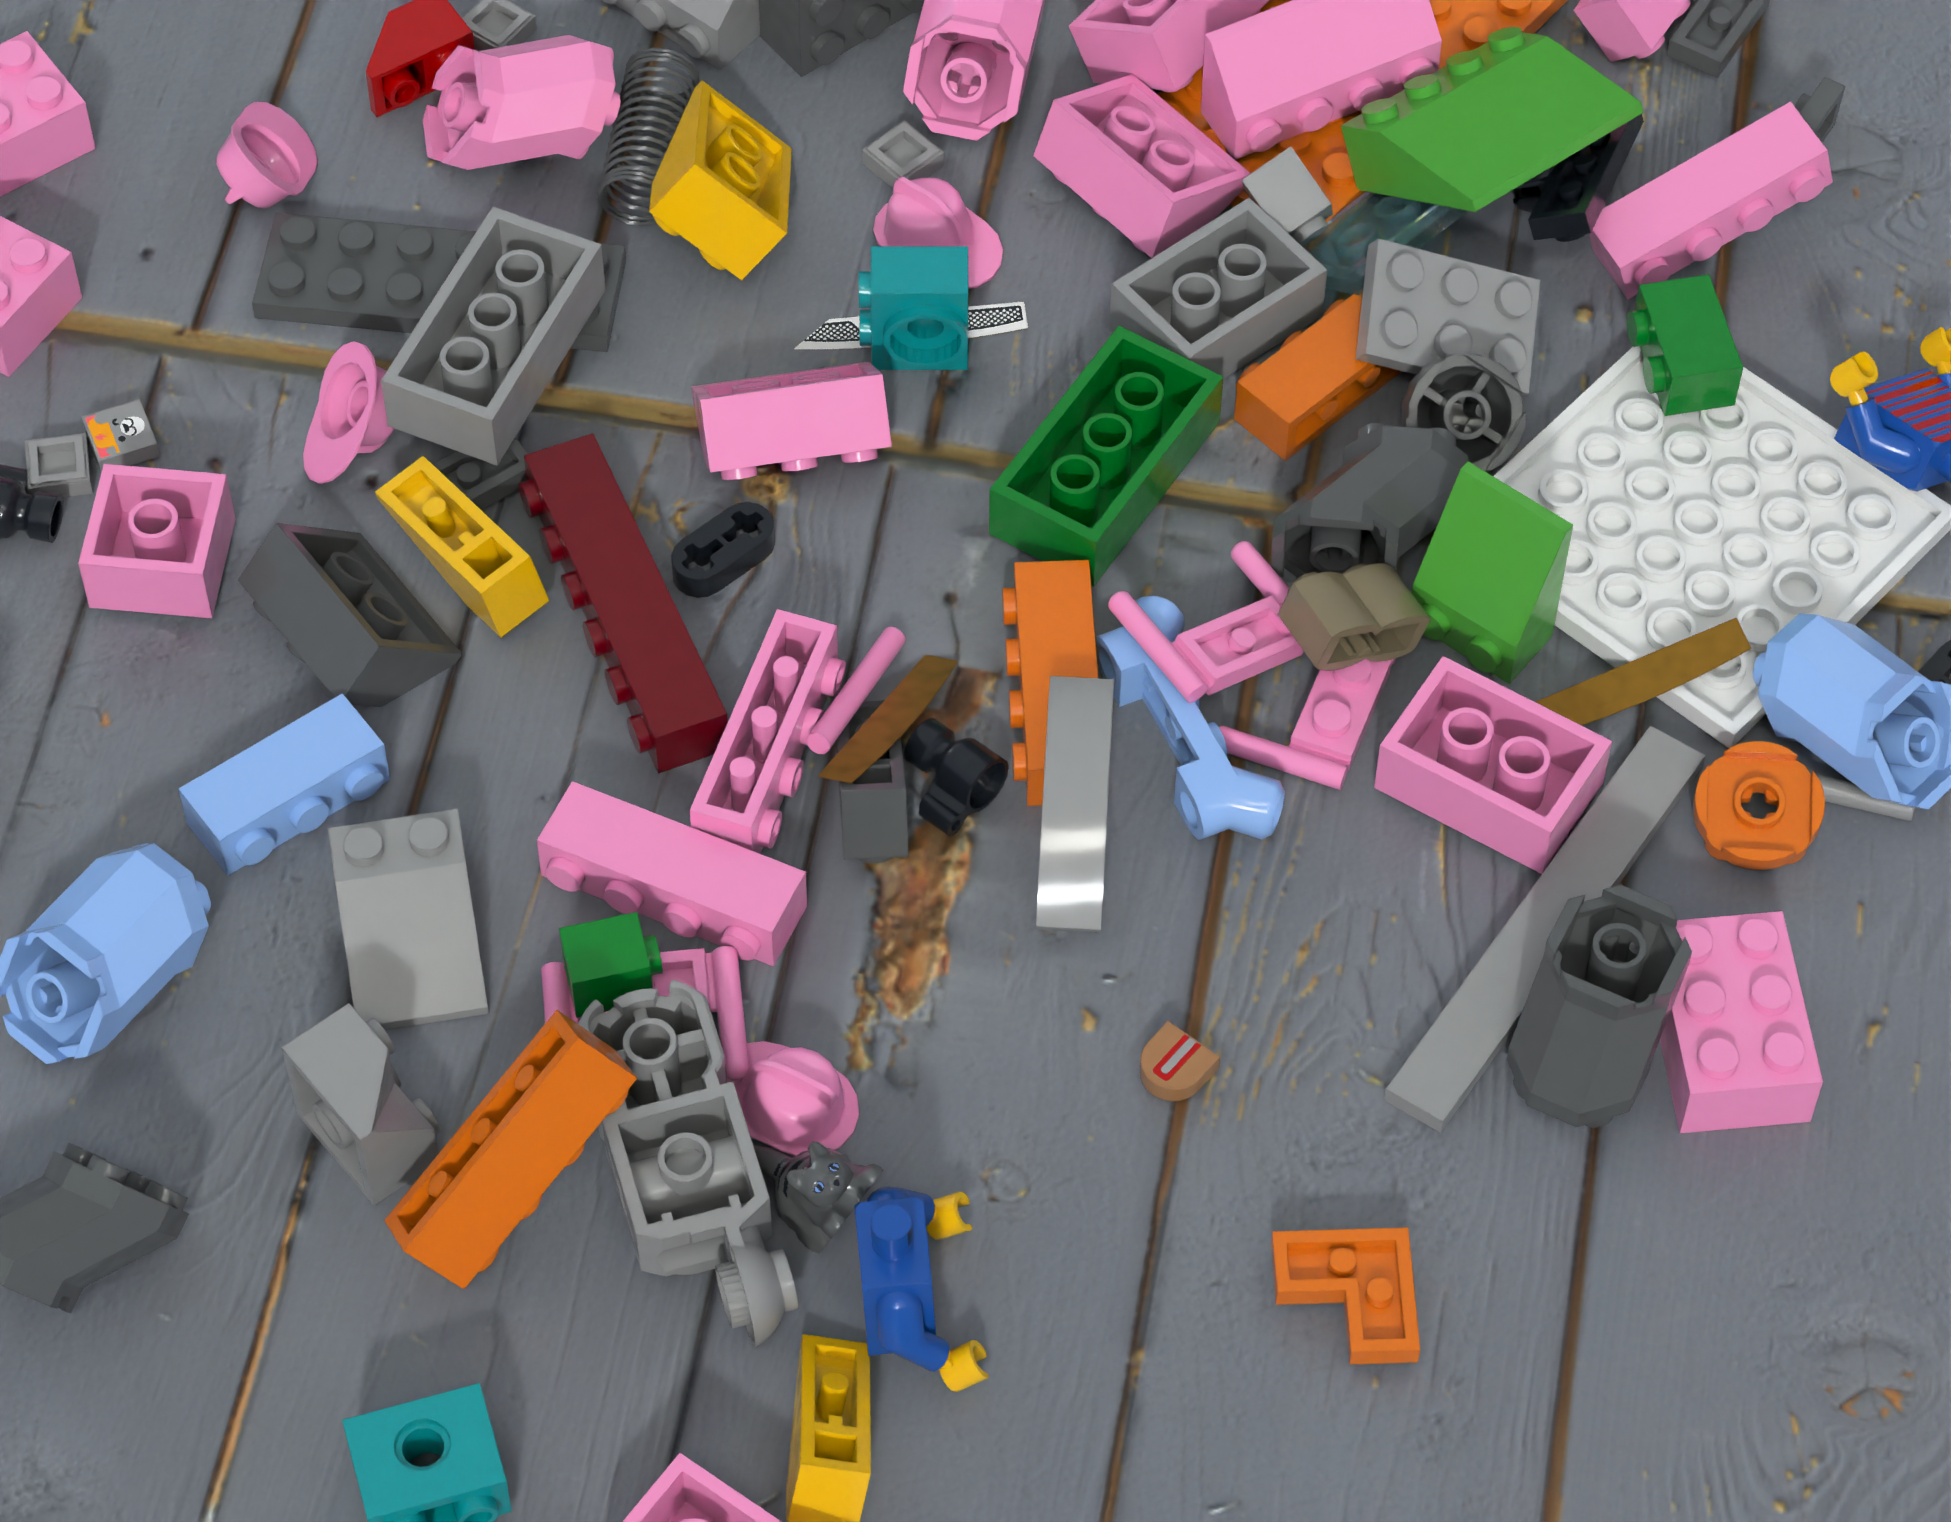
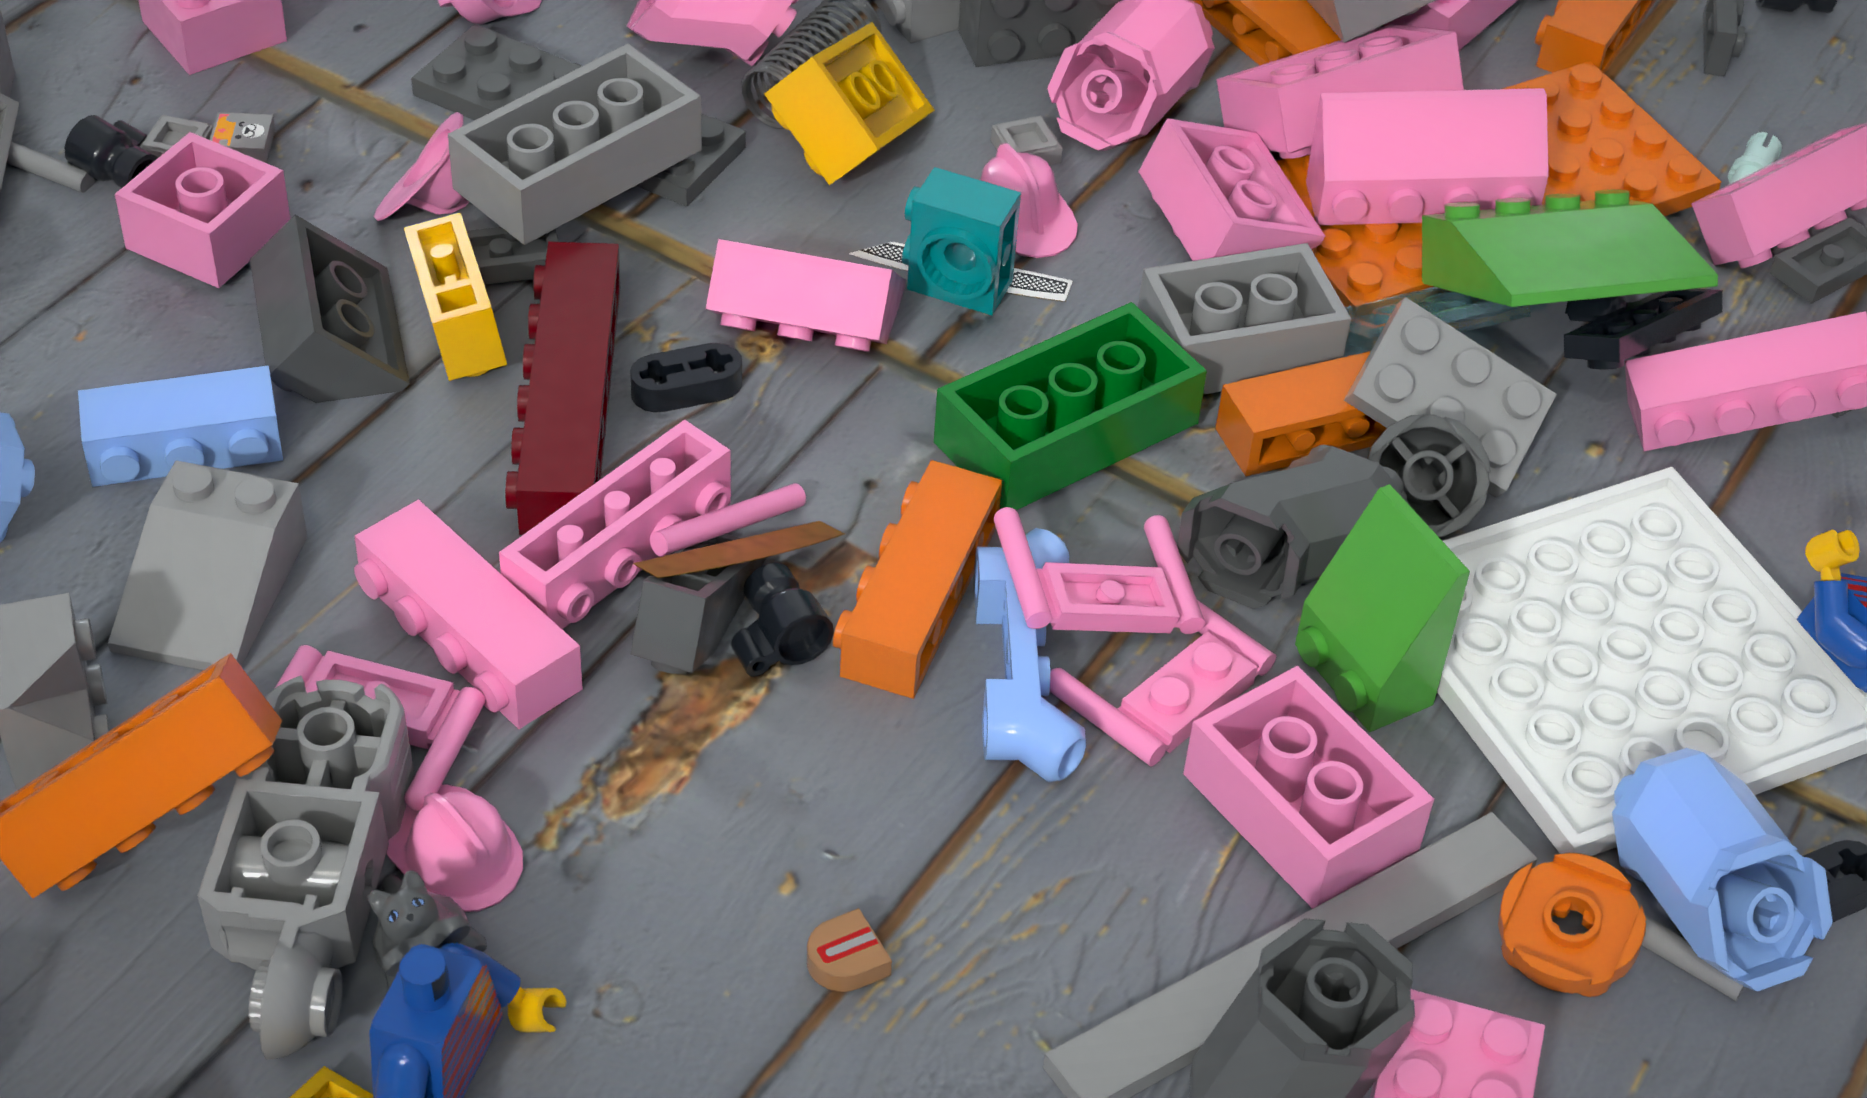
camera: 20 degrees right, 10 degrees down
(608, 960) = (347, 648): green brick -> none
(1075, 804) = (865, 678): light grey slope -> none
(1290, 196) = (1348, 257): light grey brick -> none
(1353, 616) = (1230, 608): dark tan brick -> none
(1649, 675) = (1512, 763): pearl gold sticker -> none
(1685, 345) = (1675, 489): green brick -> none

